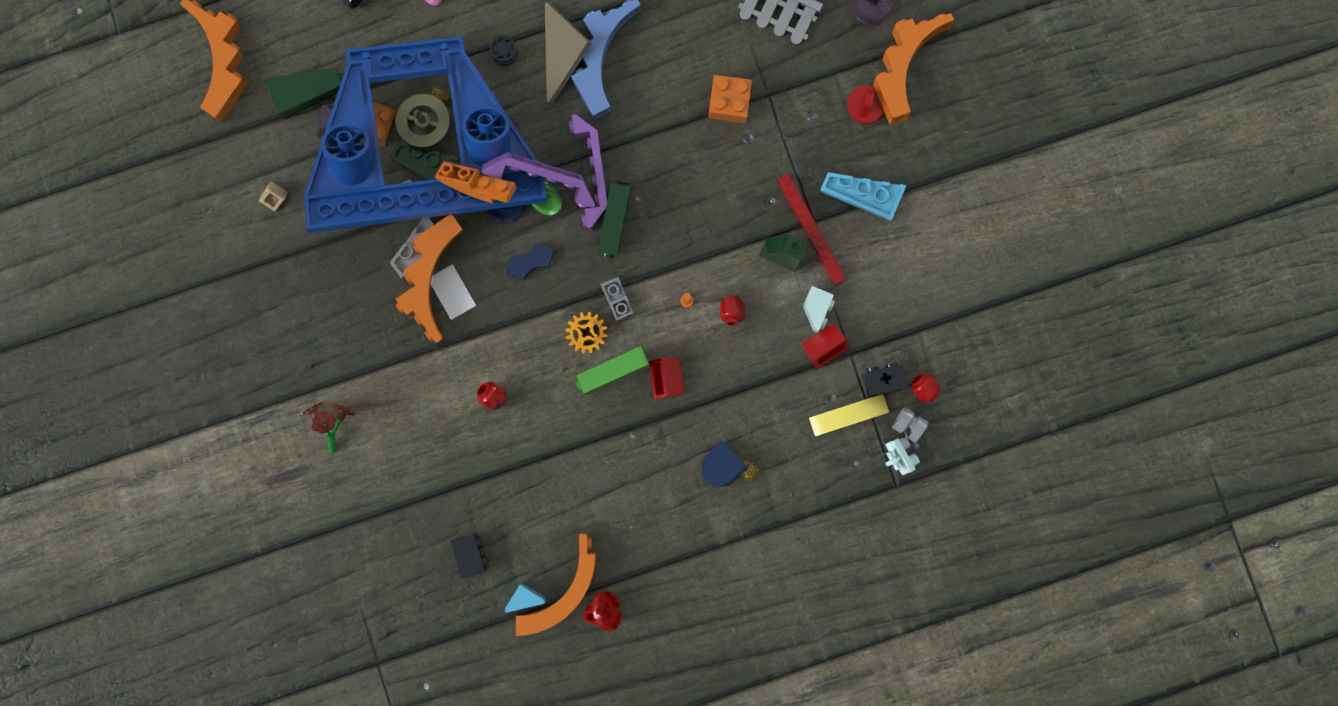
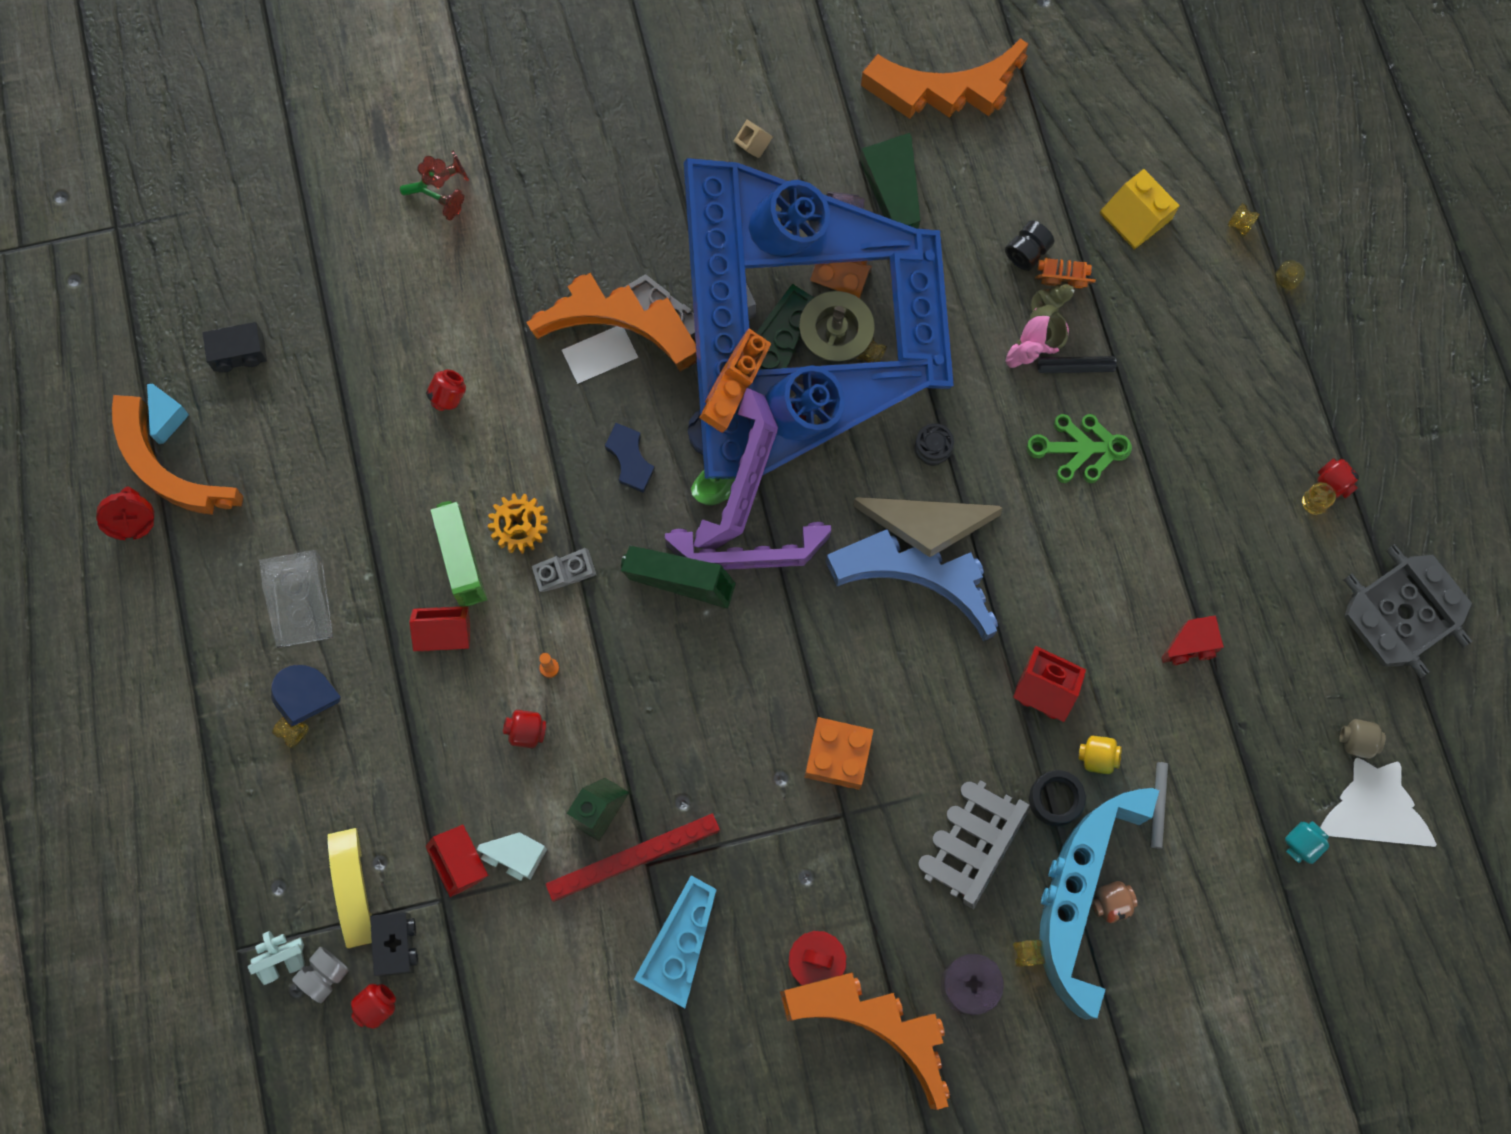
camera: 90 degrees right, 10 degrees down
(655, 480) = (296, 598): none -> clear slope

